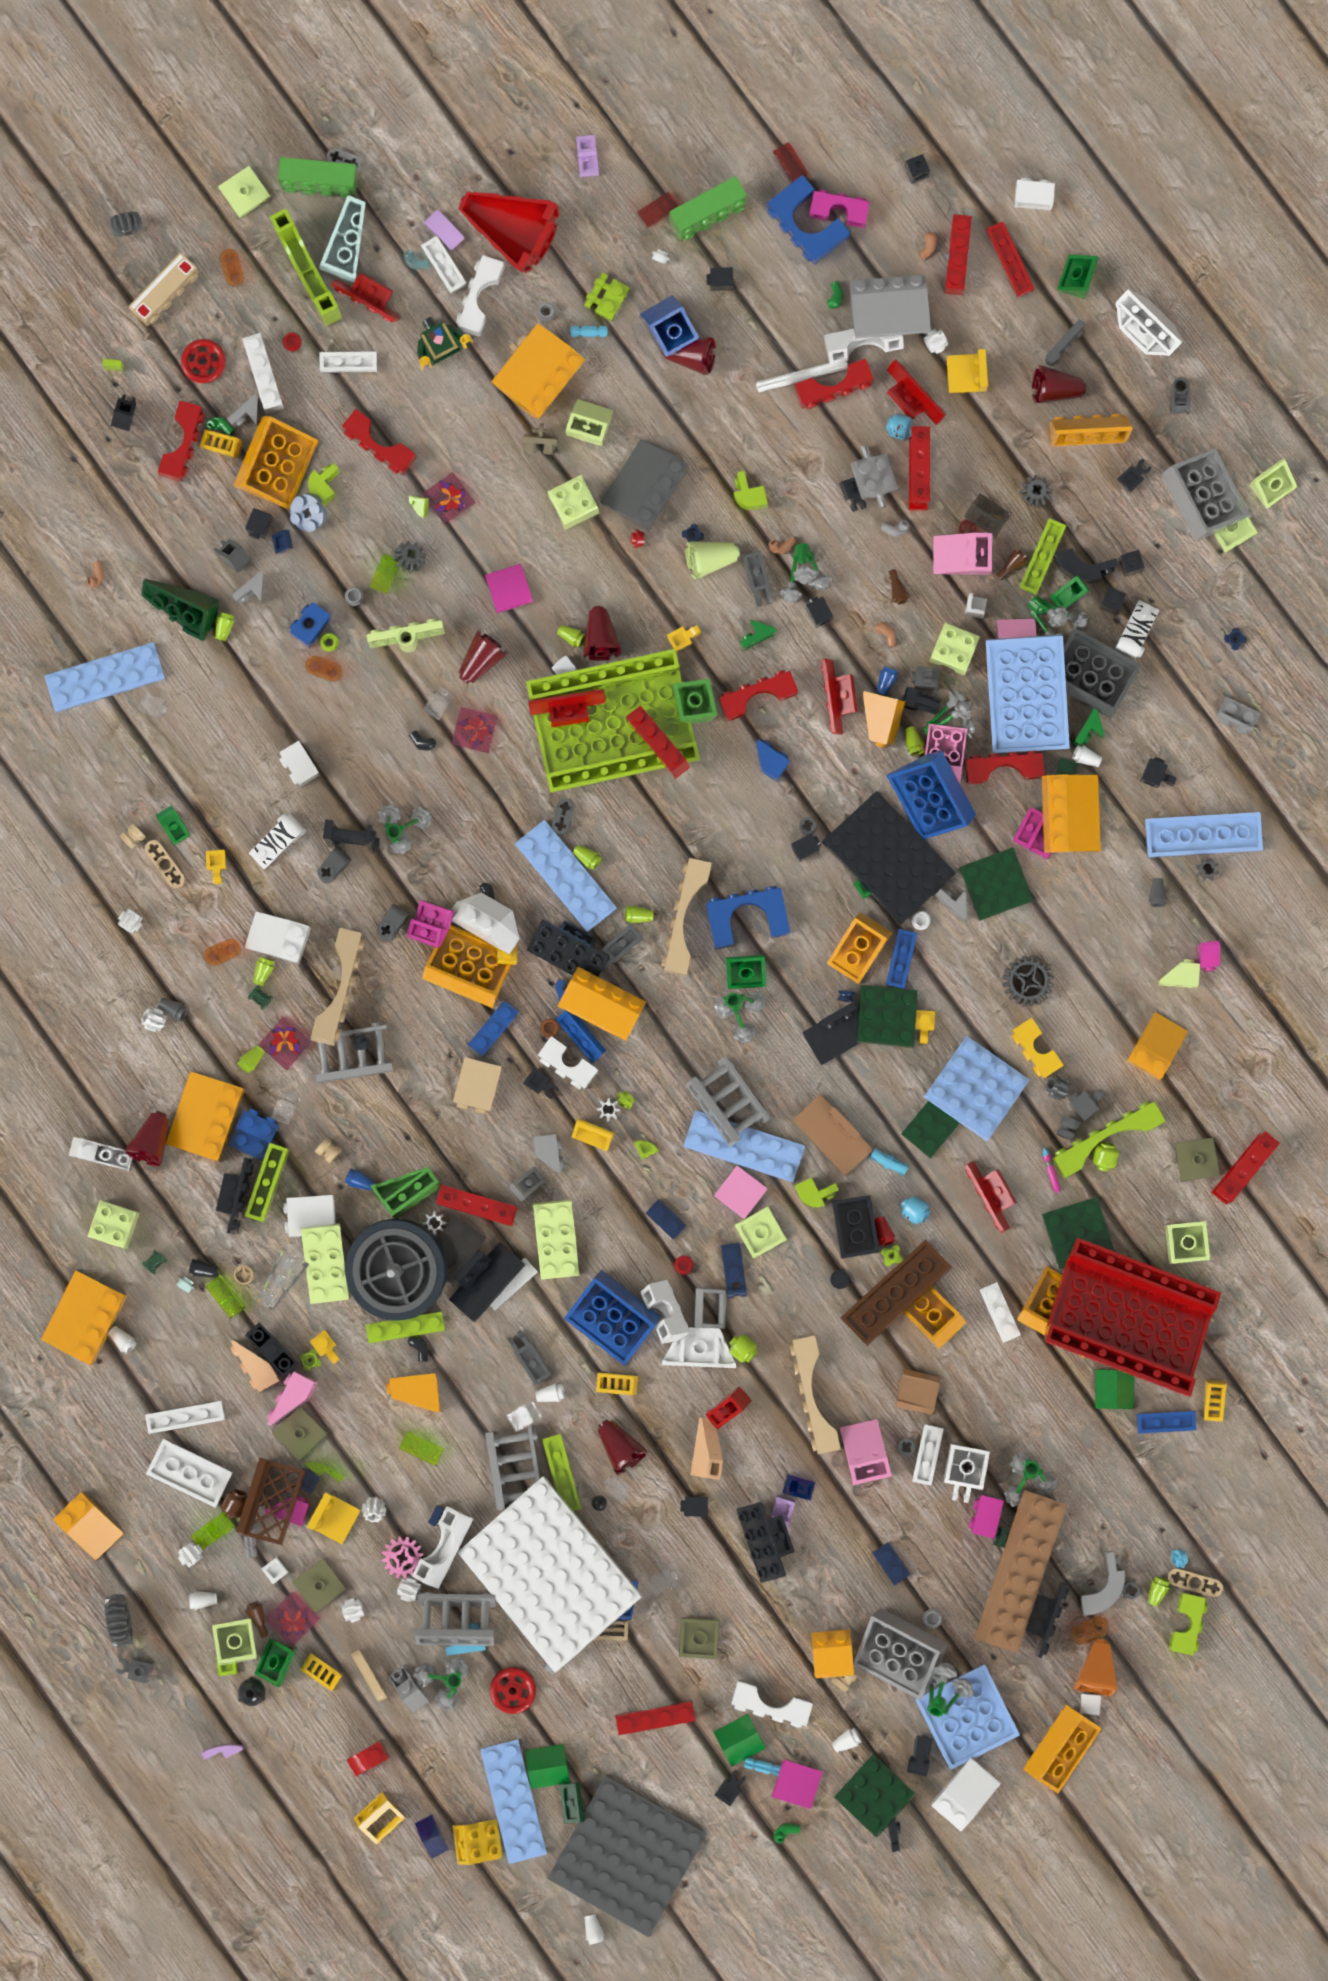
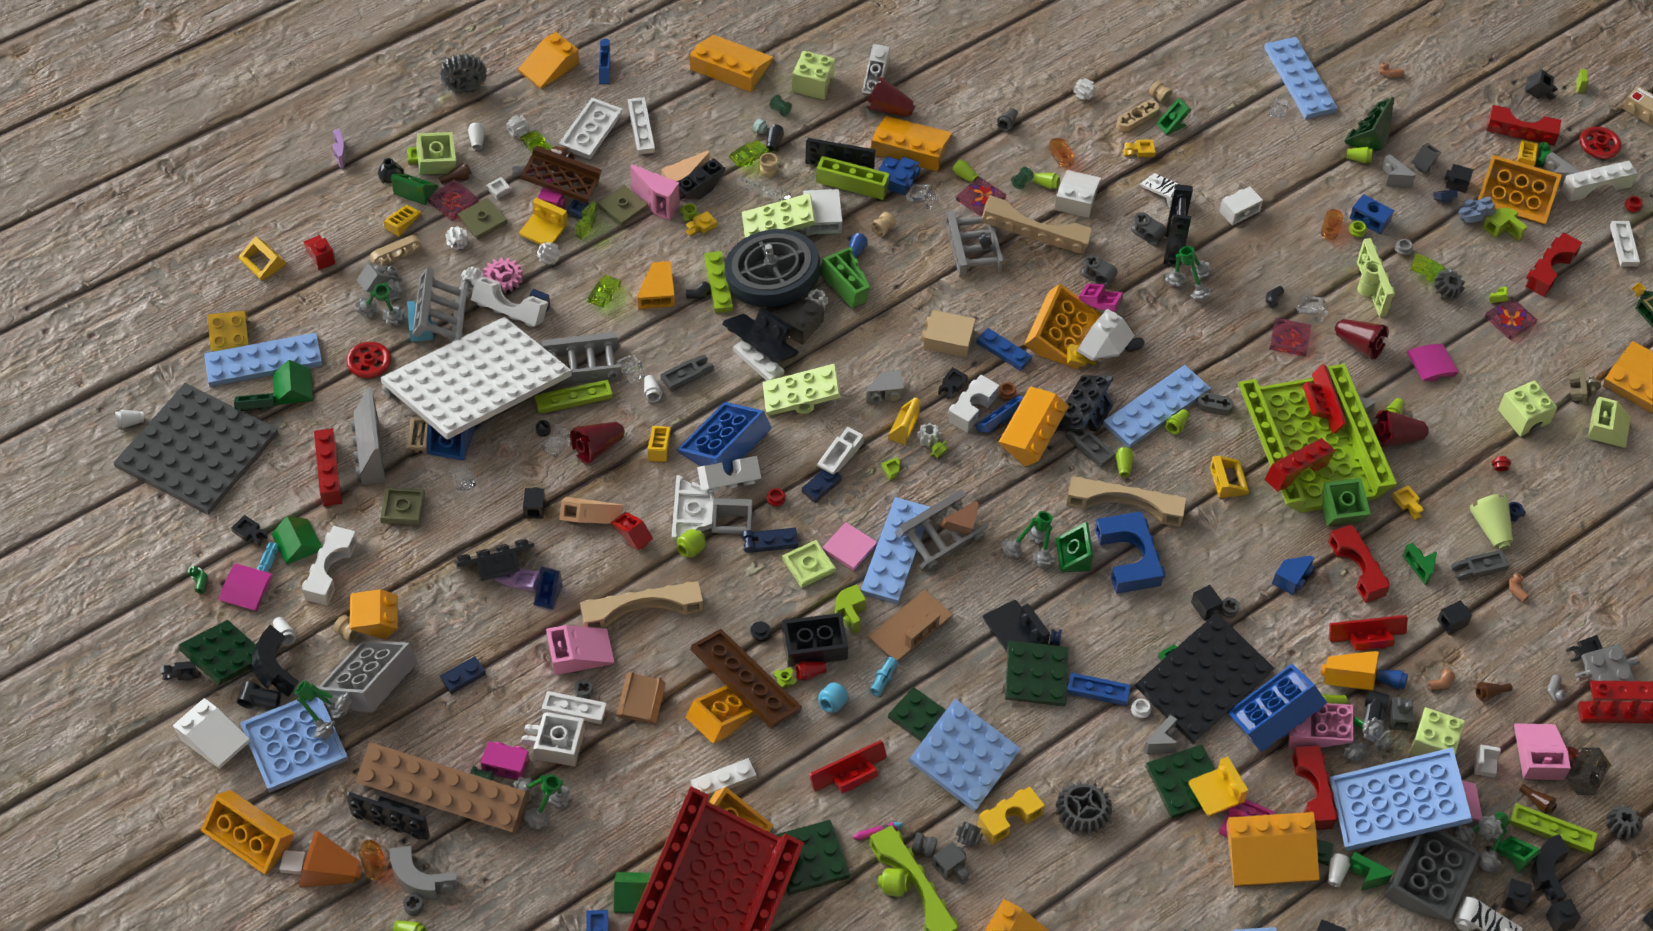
camera: 85 degrees right, 30 degrees down
(89, 1462) = (604, 61): none -> blue piece
(122, 1340) = (710, 85): white cone -> none
(138, 1669) = (418, 92): dark grey brick -> none
(153, 1019) = (997, 103): white gear -> none
(431, 1836) = (238, 296): clear blue slope -> none
(476, 1205) = (833, 324): red fence -> none
(527, 1184) = (854, 369): light grey slope -> none
(628, 1678) = (368, 441): none -> light grey slope
(631, 1200) = (841, 451): none -> white slope
(645, 485) = (1555, 473): dark grey slope -> none
(658, 820) = (1223, 488): none -> yellow tile
(723, 1080) = (962, 520): none -> nougat slope
(747, 498) = (1564, 557): lime brick -> none
(804, 574) = (1492, 590): light grey plant -> none
(859, 947) = (1109, 650): light orange slope -> none
(888, 1753) = (265, 663): none -> black arch
(924, 1022) = (1031, 710): yellow plate -> none
(932, 1618) = (401, 711): light grey plate -> none
(1014, 858) = (1219, 788): none -> yellow bracket

